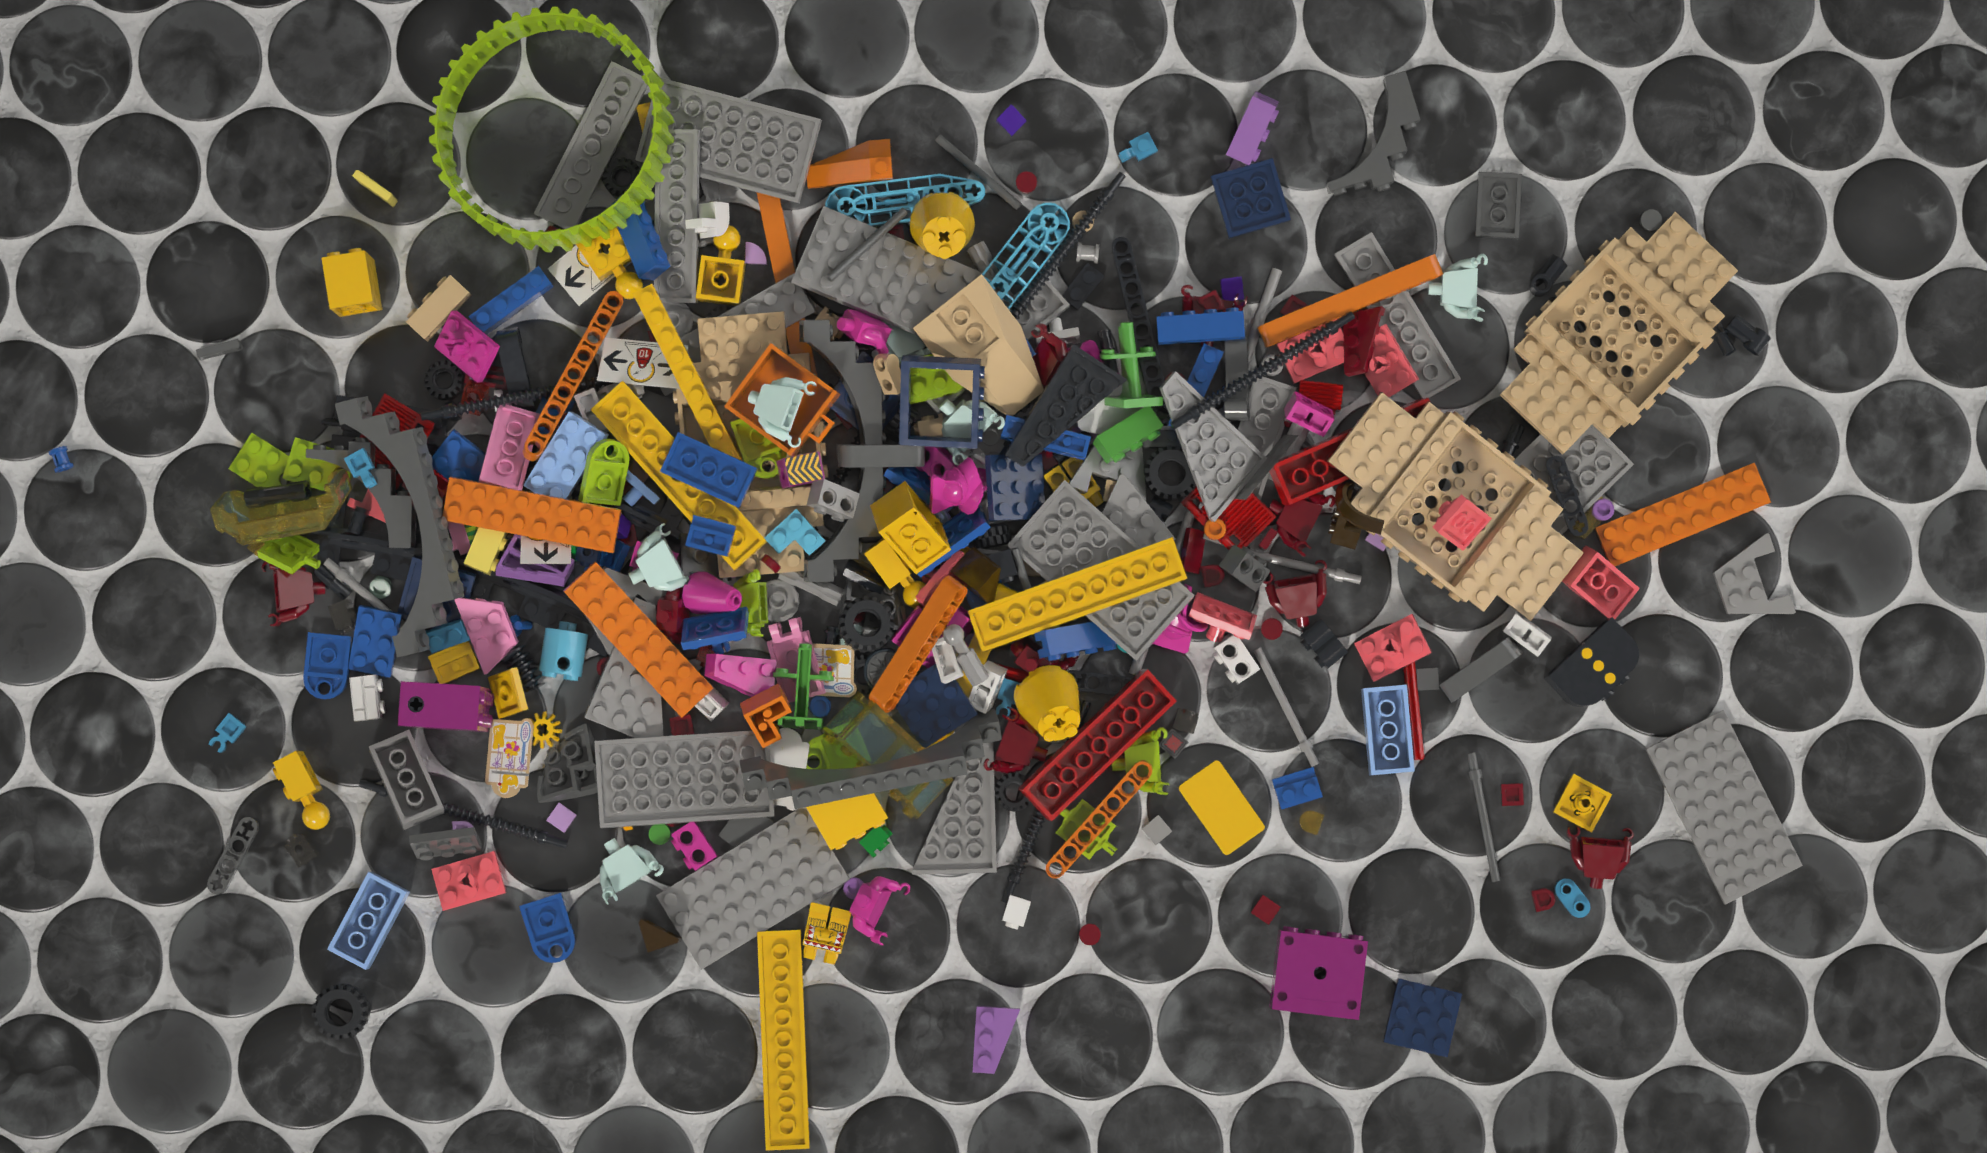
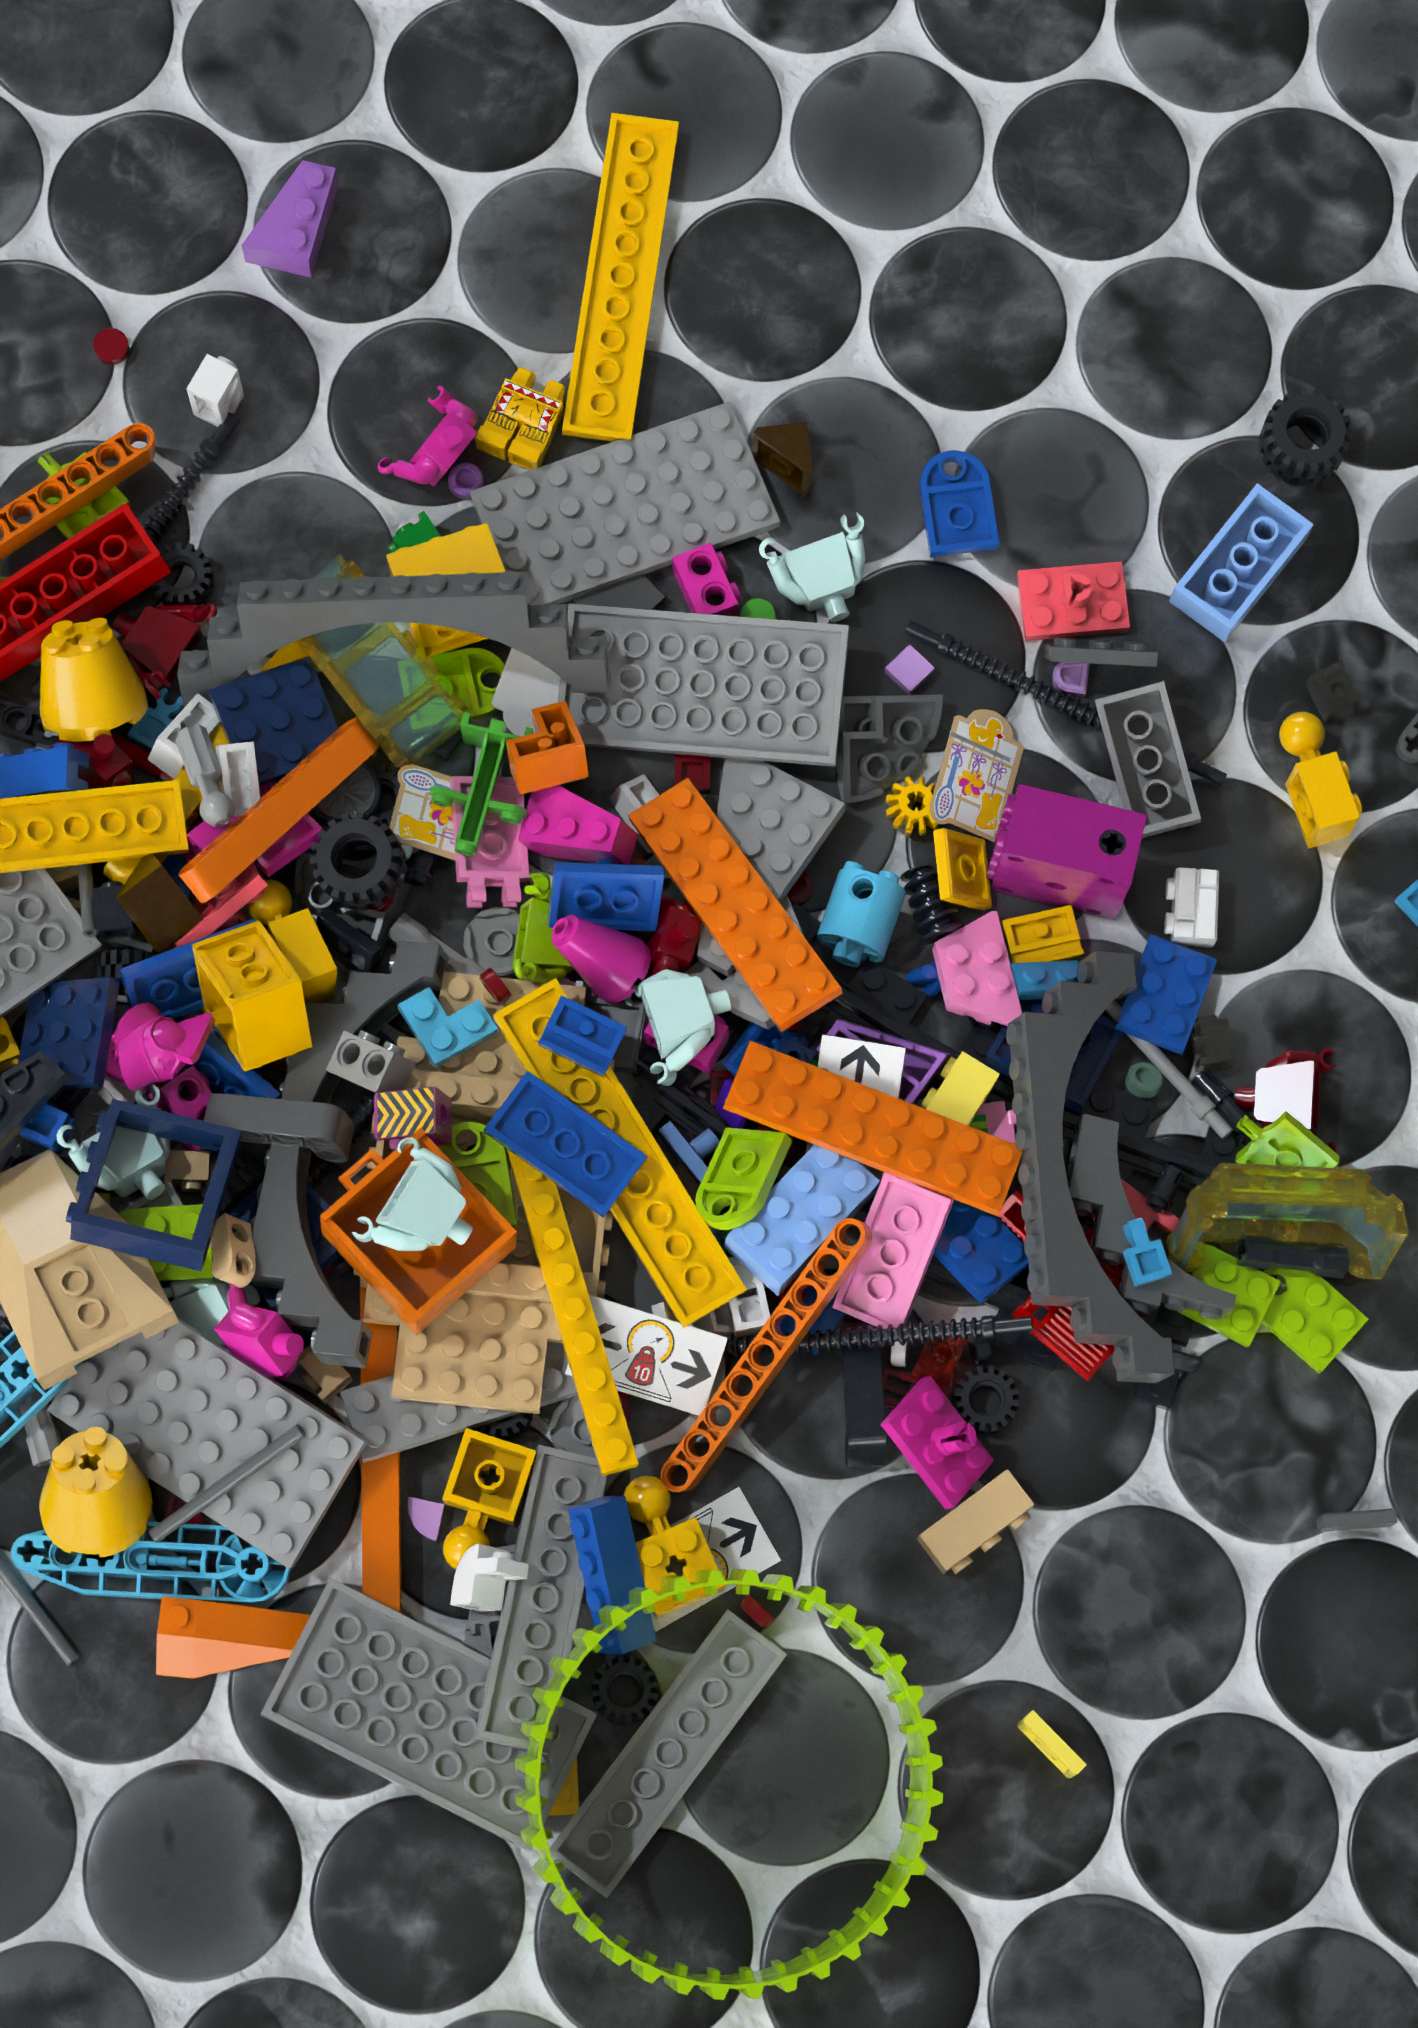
camera: 175 degrees left, 10 degrees down
(327, 662) = (1249, 975): blue plate -> none
(351, 282) = (1115, 1582): yellow container -> none
(511, 301) = (850, 1510): blue brick -> none
(820, 706) = (462, 762): blue tile -> none
(965, 827) = (276, 527): light grey wing -> none

